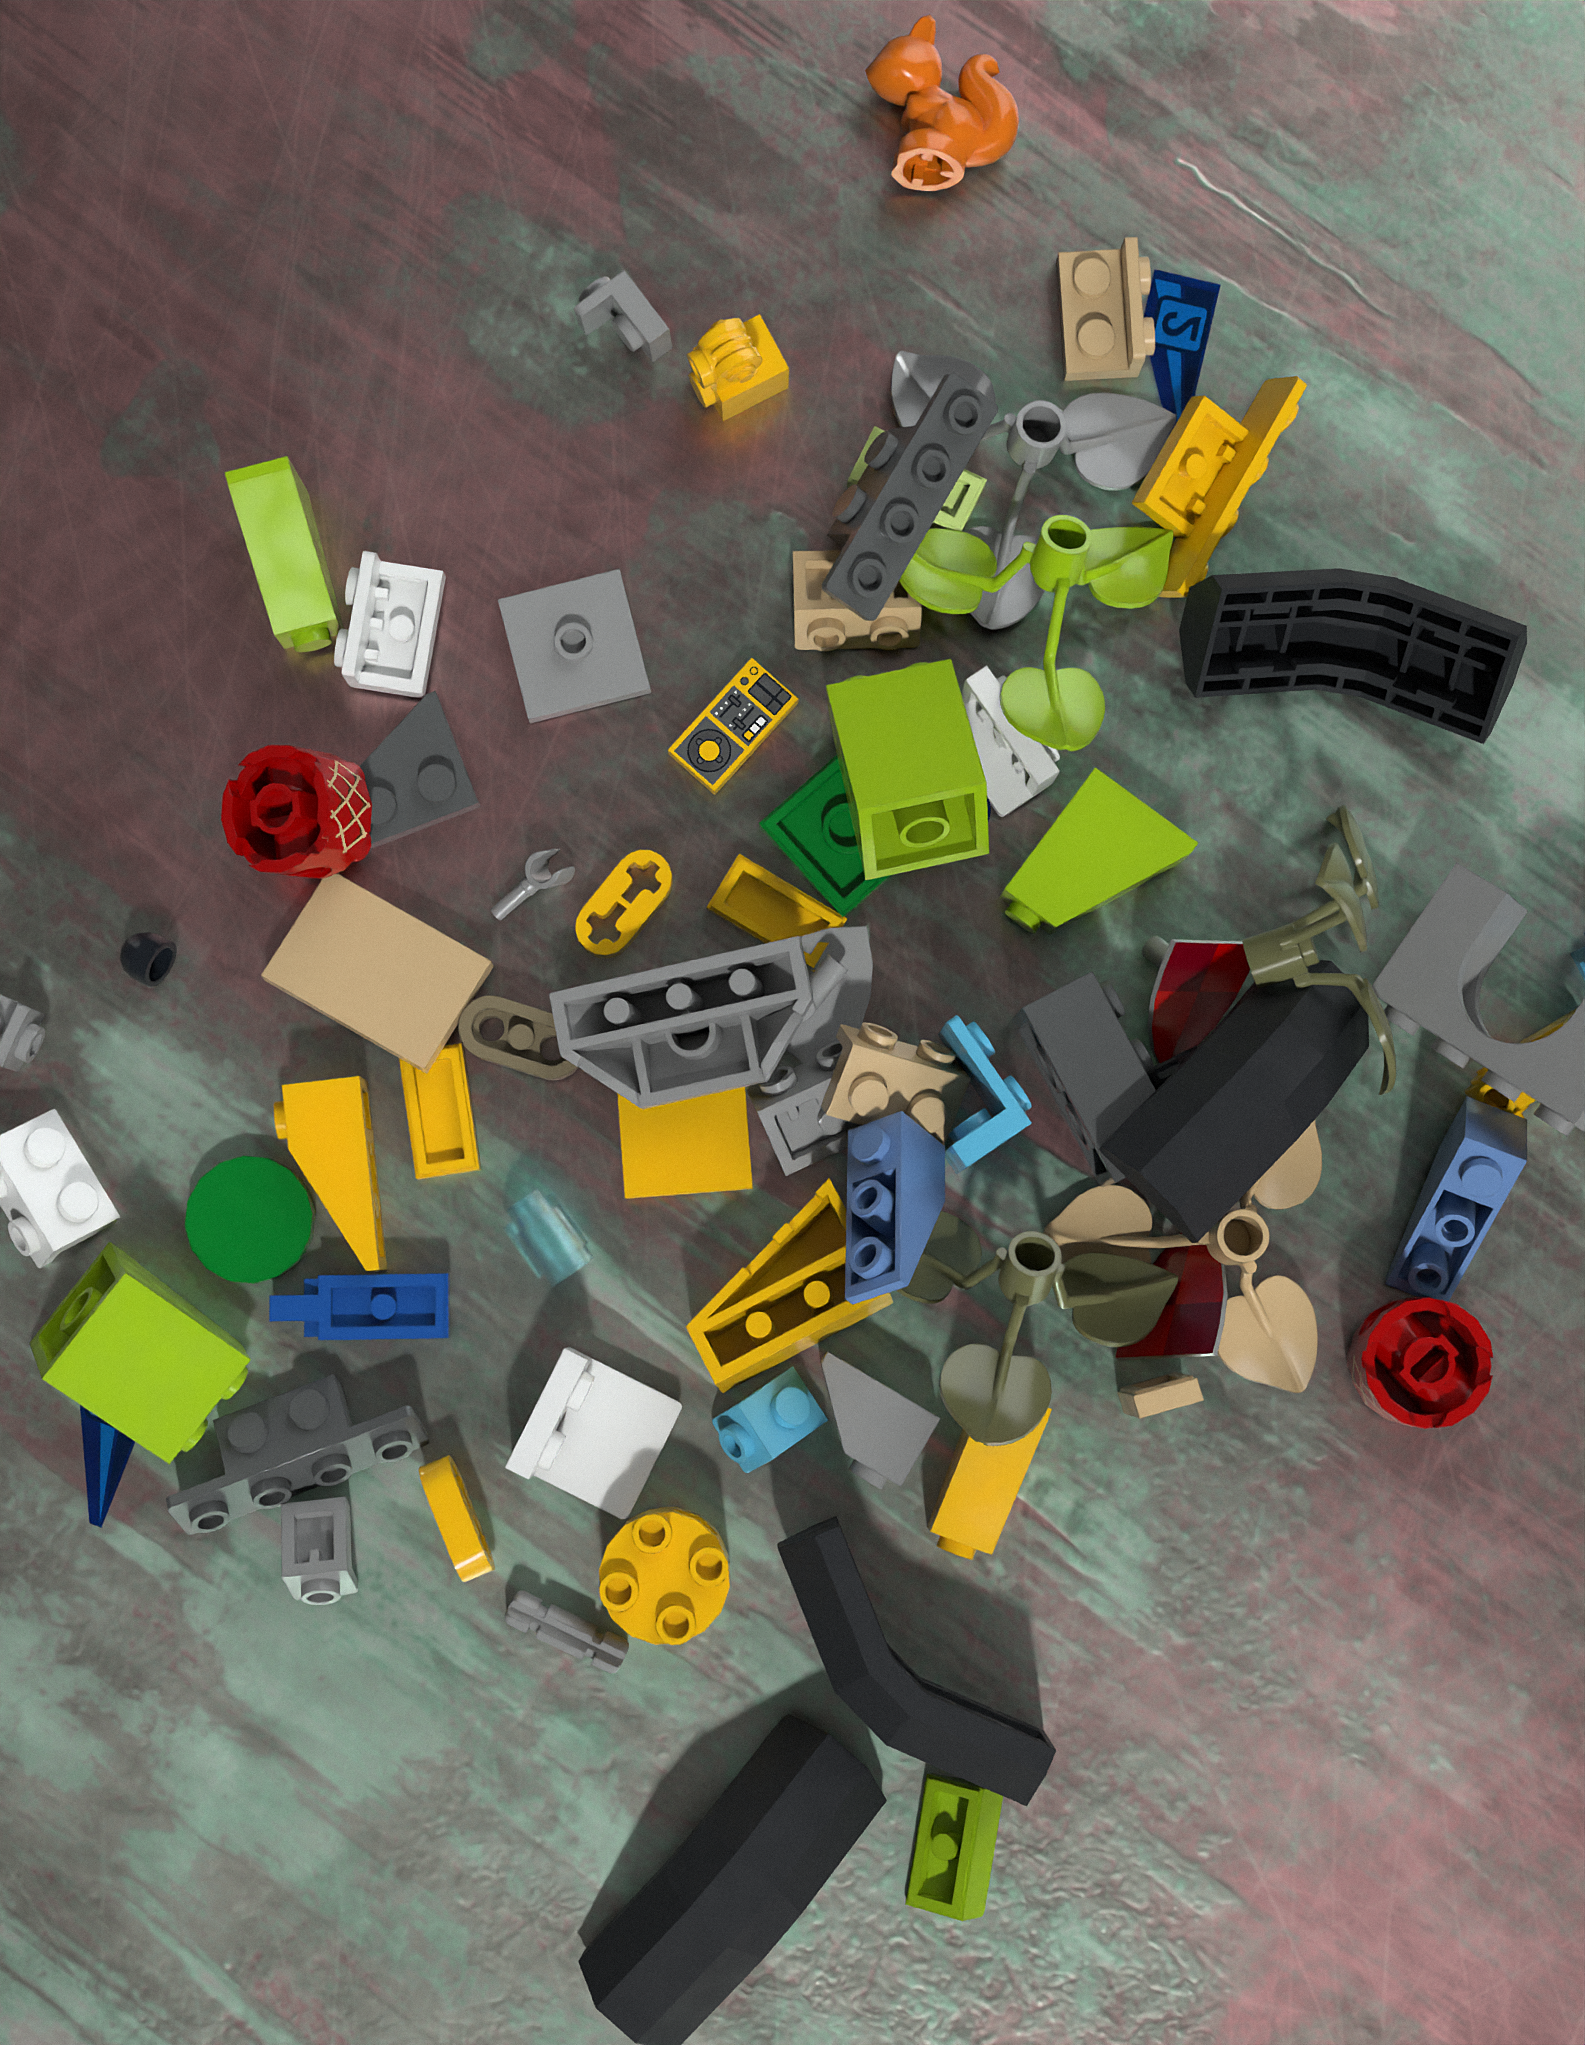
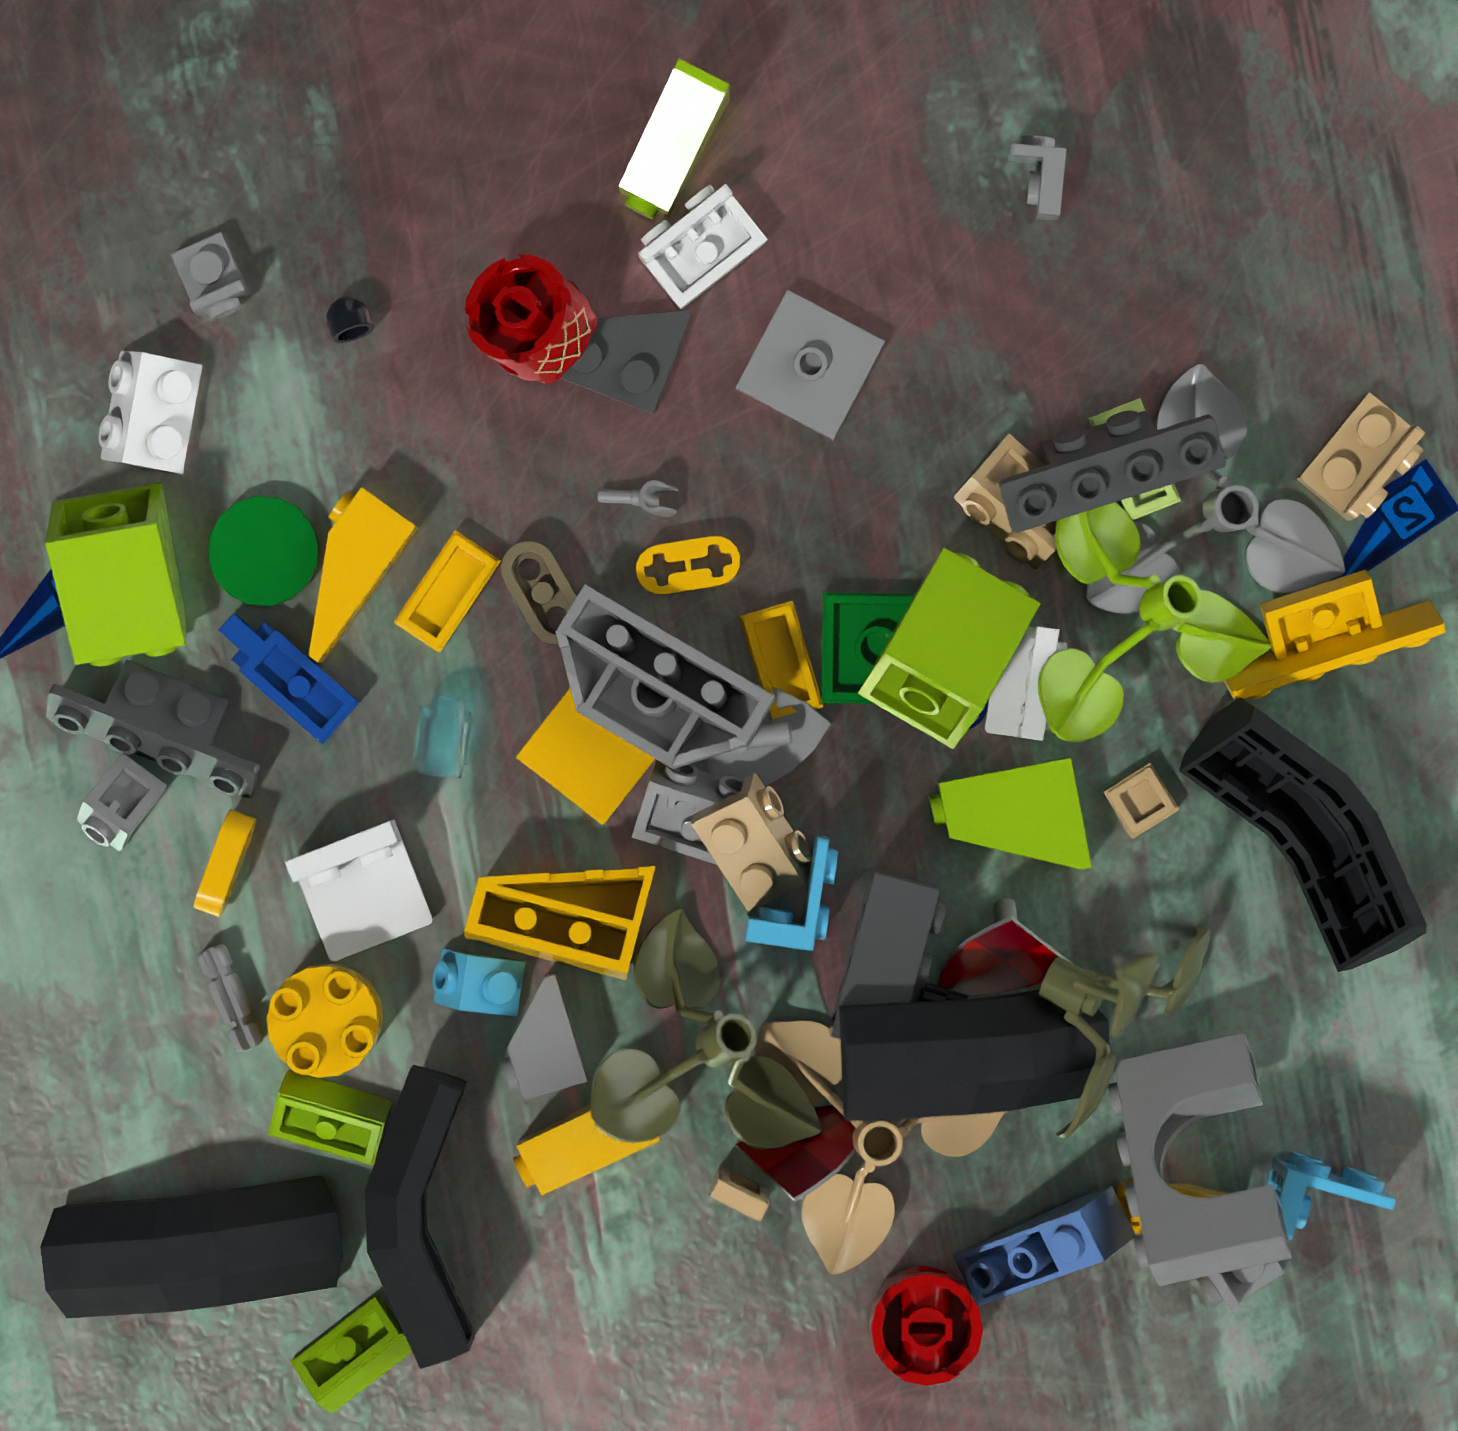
camera: 45 degrees right, 5 degrees up
(377, 971) = (489, 465): tan tile -> none
(733, 726) = (865, 512): tile -> none
(737, 366) = (1084, 278): yellow brick -> none
(746, 1657) = (330, 1117): none -> lime slope
(891, 1203) = (679, 919): medium blue slope -> none
(942, 128) = (1369, 240): orange animal -> none
(1183, 757) = (1140, 800): none -> tan tile

